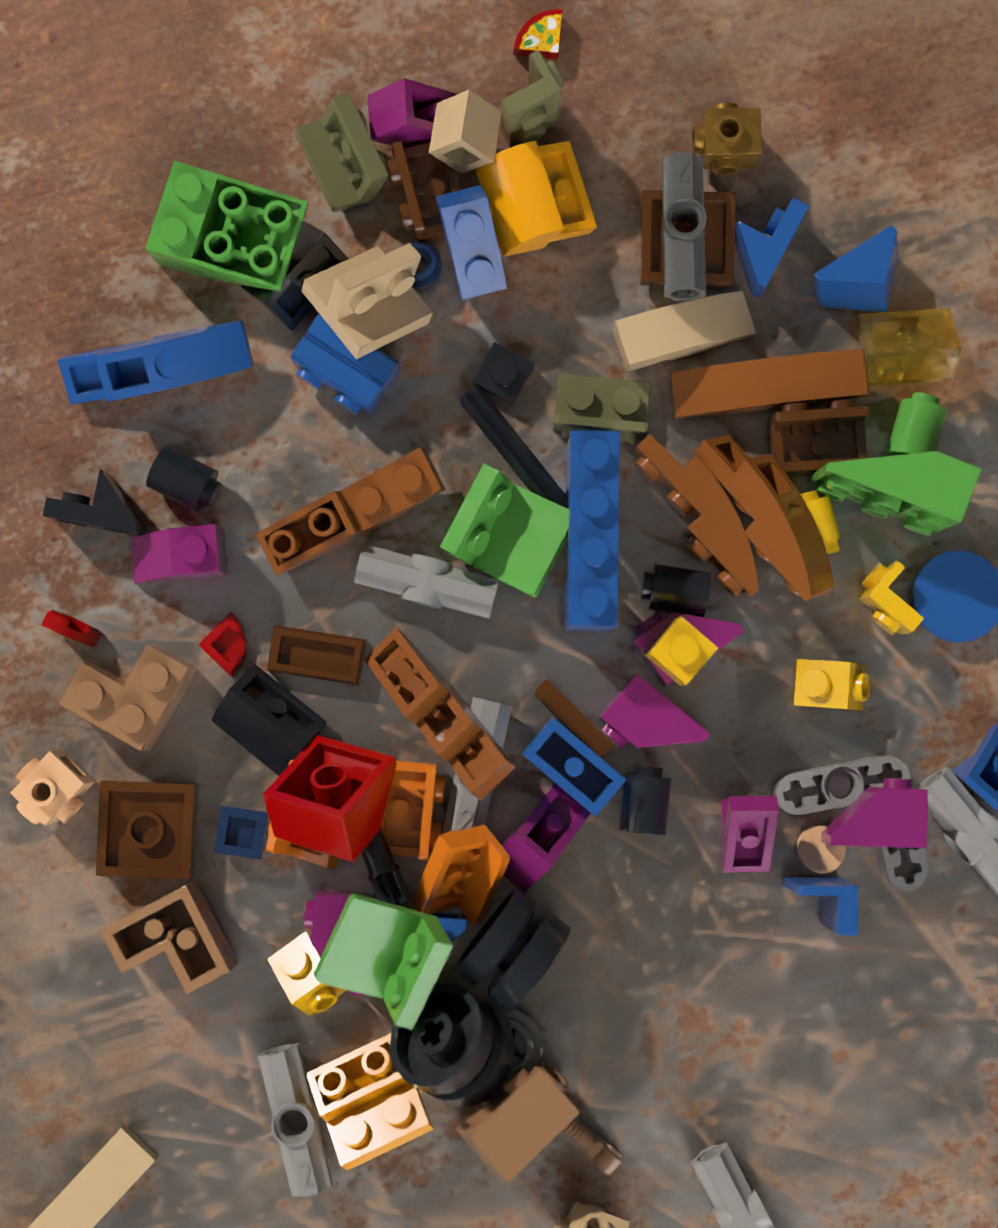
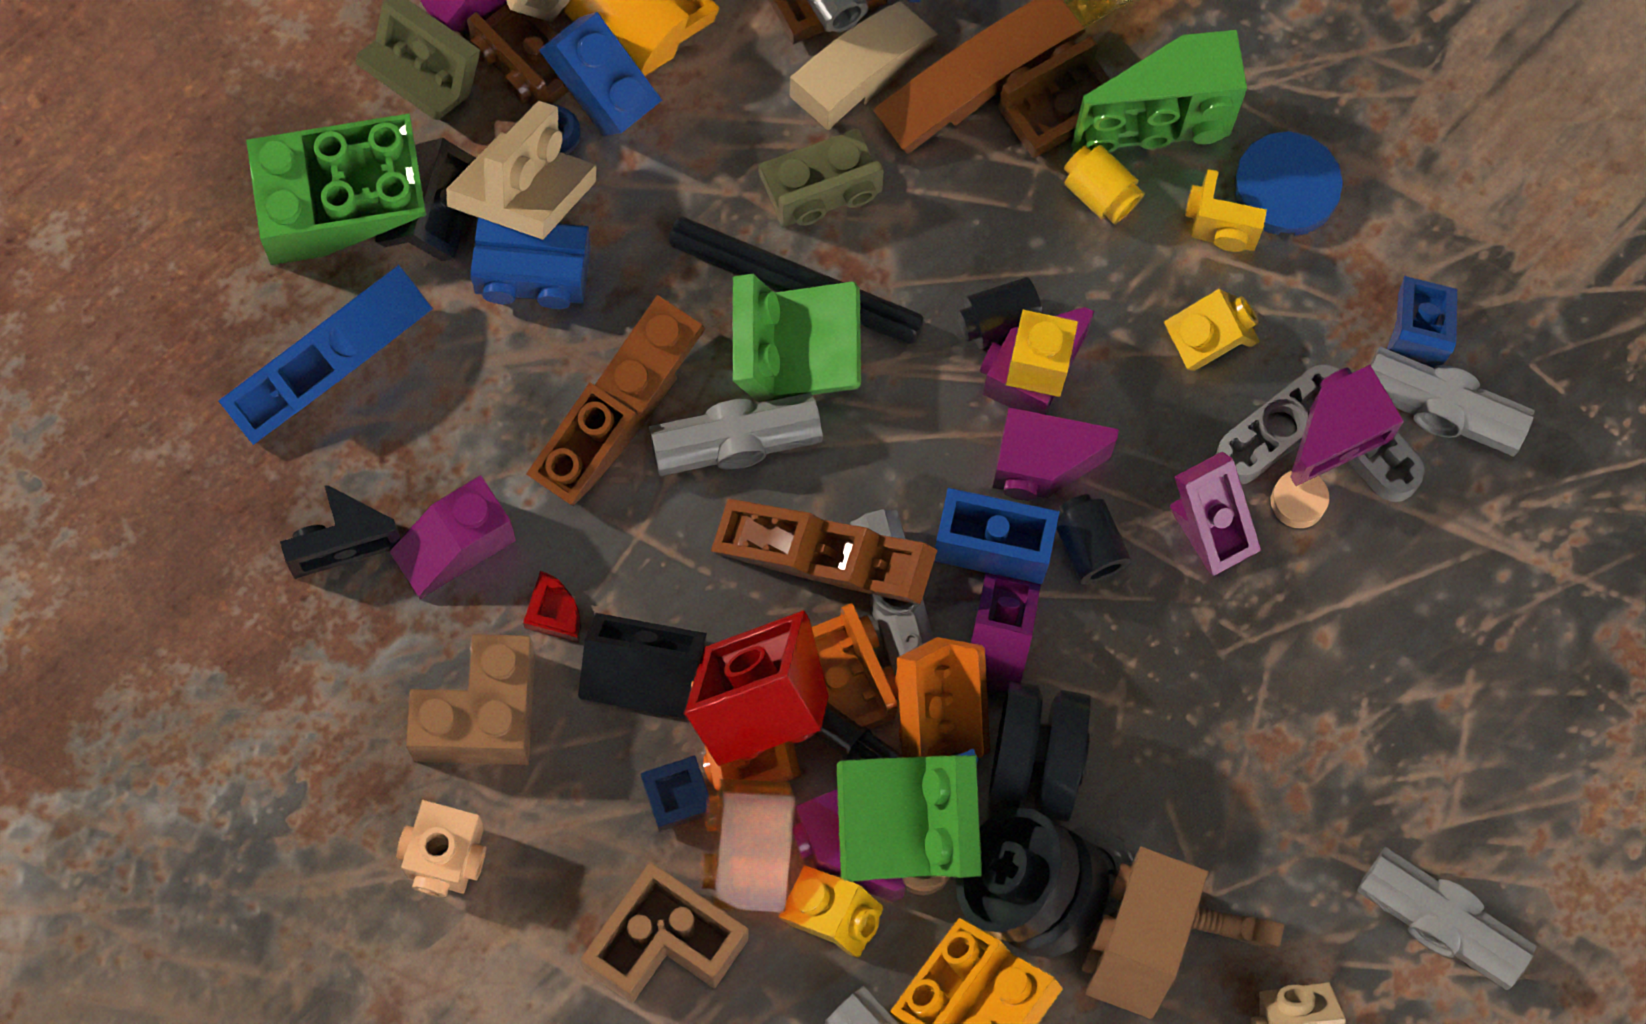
camera: 30 degrees left, 15 degrees down
(71, 627) = (362, 676): red tile -> none
(146, 829) = (569, 844): reddish brown plate -> none
(184, 479) = (419, 458): black brick -> none
(269, 904) = (749, 845): none -> clear orange brick
(316, 655) = (658, 571): reddish brown tile -> none
(503, 374) = (701, 194): black plate -> none
(573, 718) = (932, 481): reddish brown tile -> none
(593, 531) = (857, 237): blue arch -> none
(717, 528) = (1006, 231): dark orange slope -> none
(782, 522) = (1069, 187): dark orange slope -> none
(837, 901) = (1344, 527): blue panel -> none
(917, 425) = (1147, 29): bright green brick -> none

